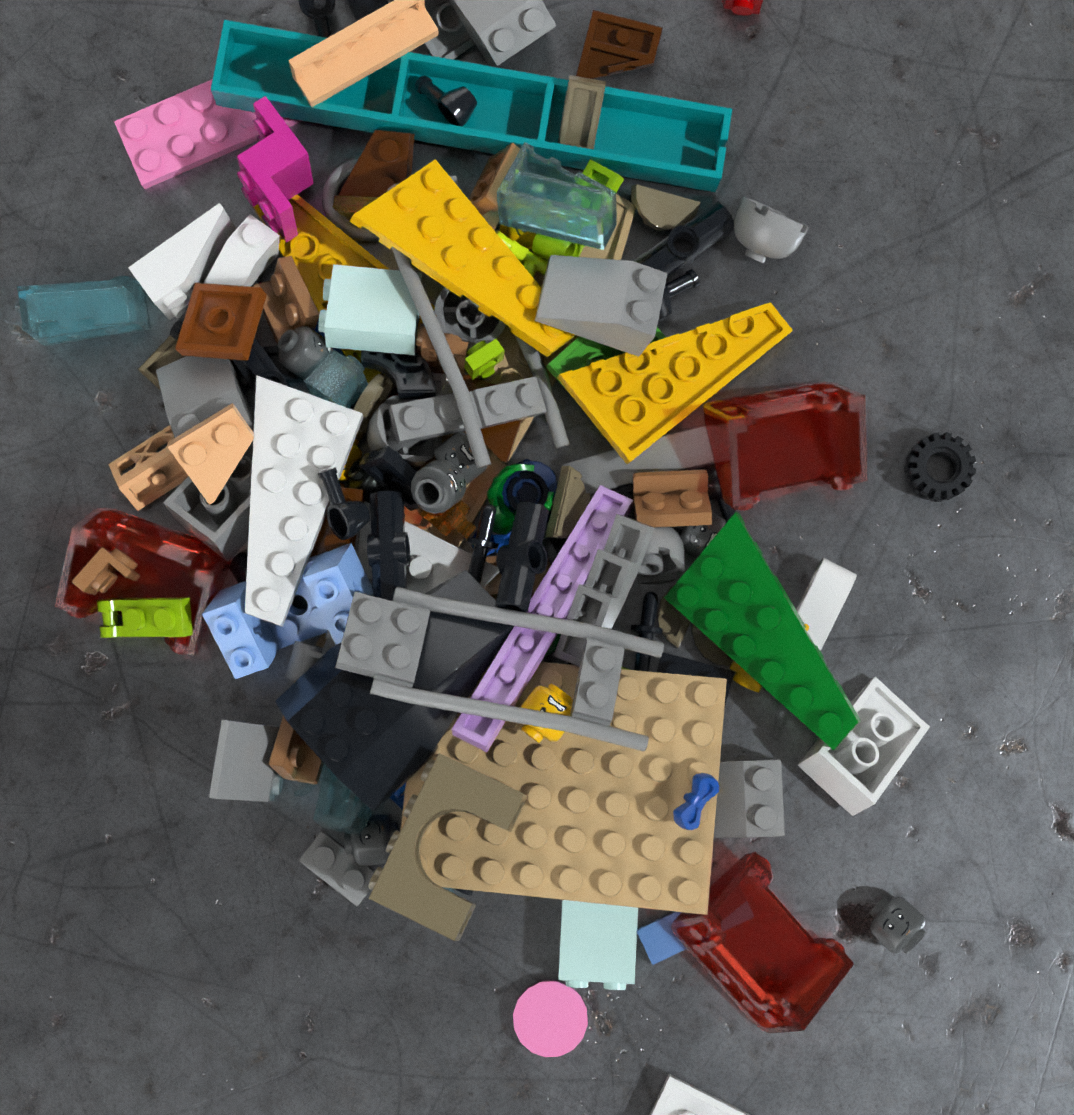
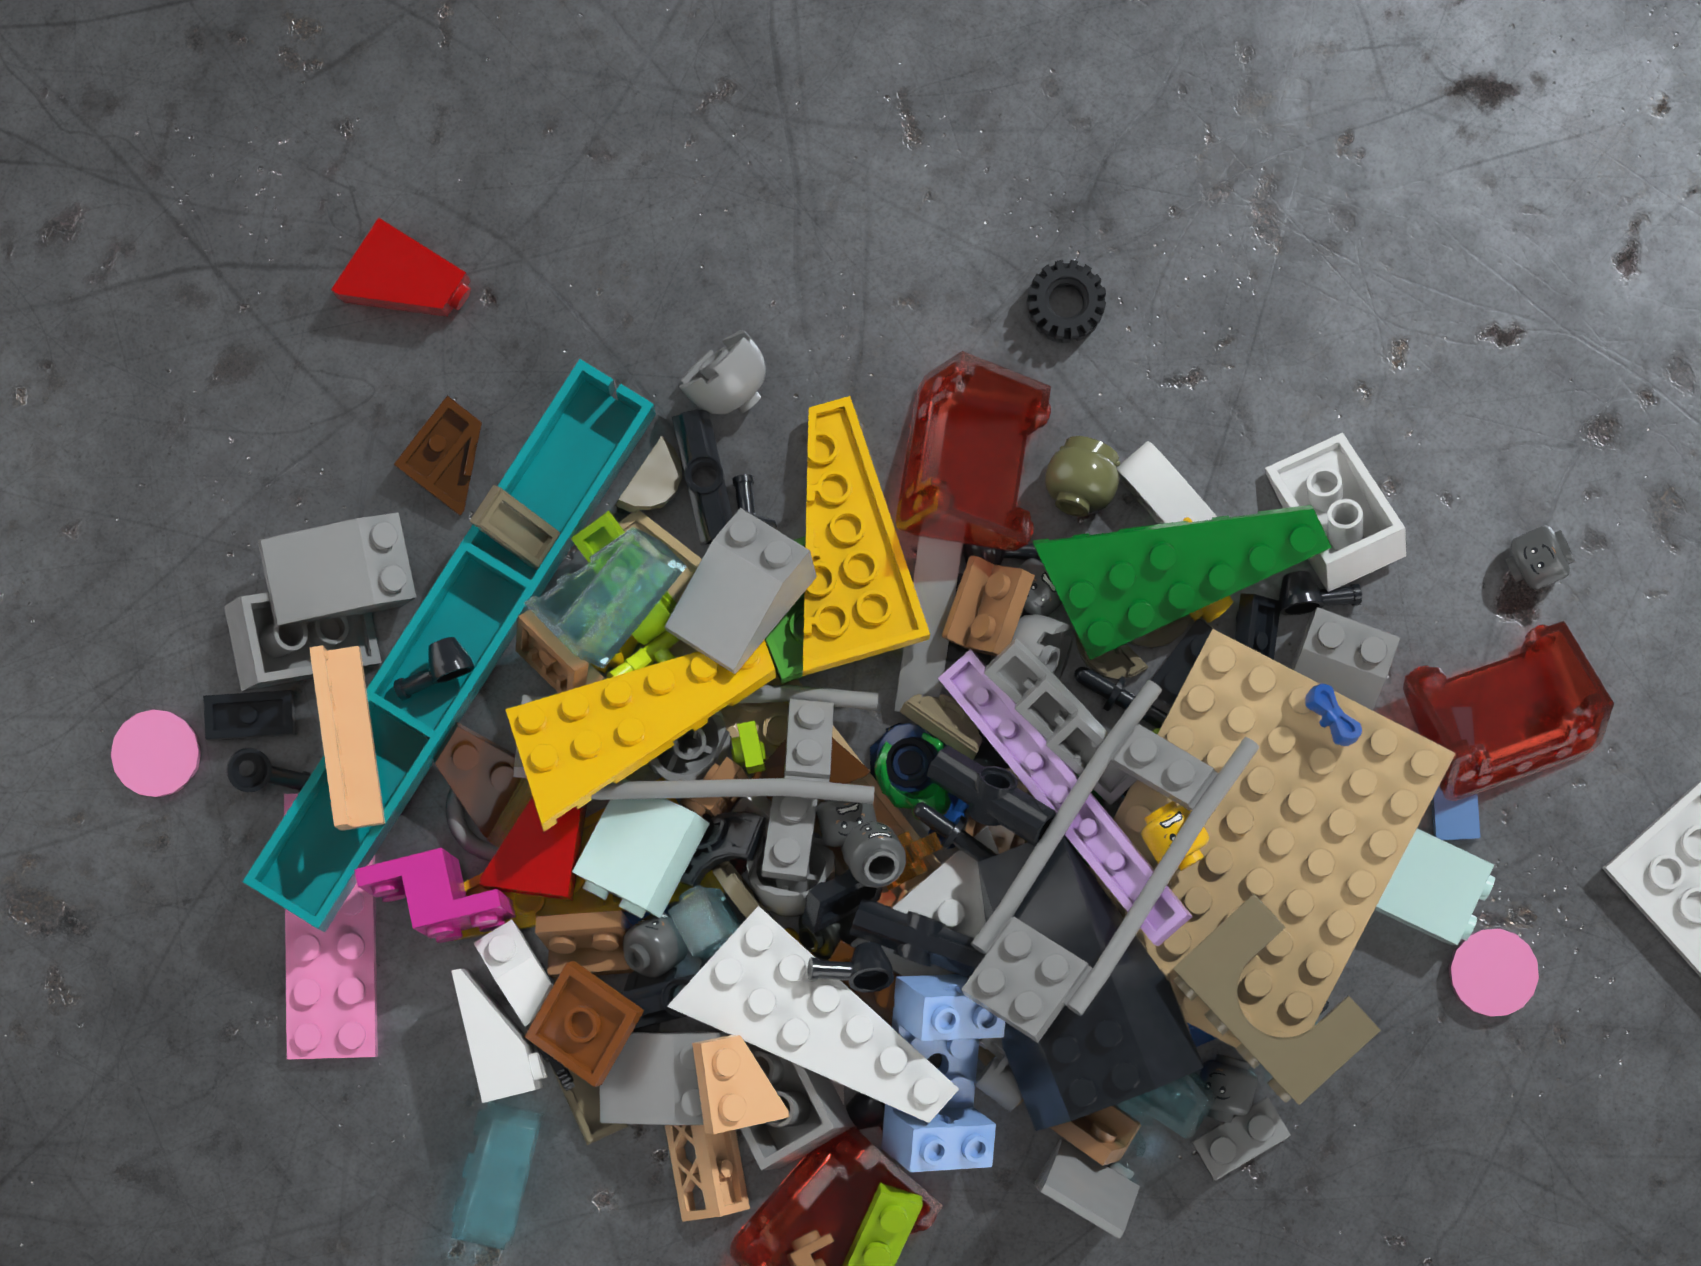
camera: 75 degrees left, 0 degrees up
(336, 240) = (538, 860): none -> red slope
(747, 720) = (1258, 623): none -> black plate
(786, 745) = (1302, 595): none -> black bar
(806, 534) = (1083, 476): none -> olive piece

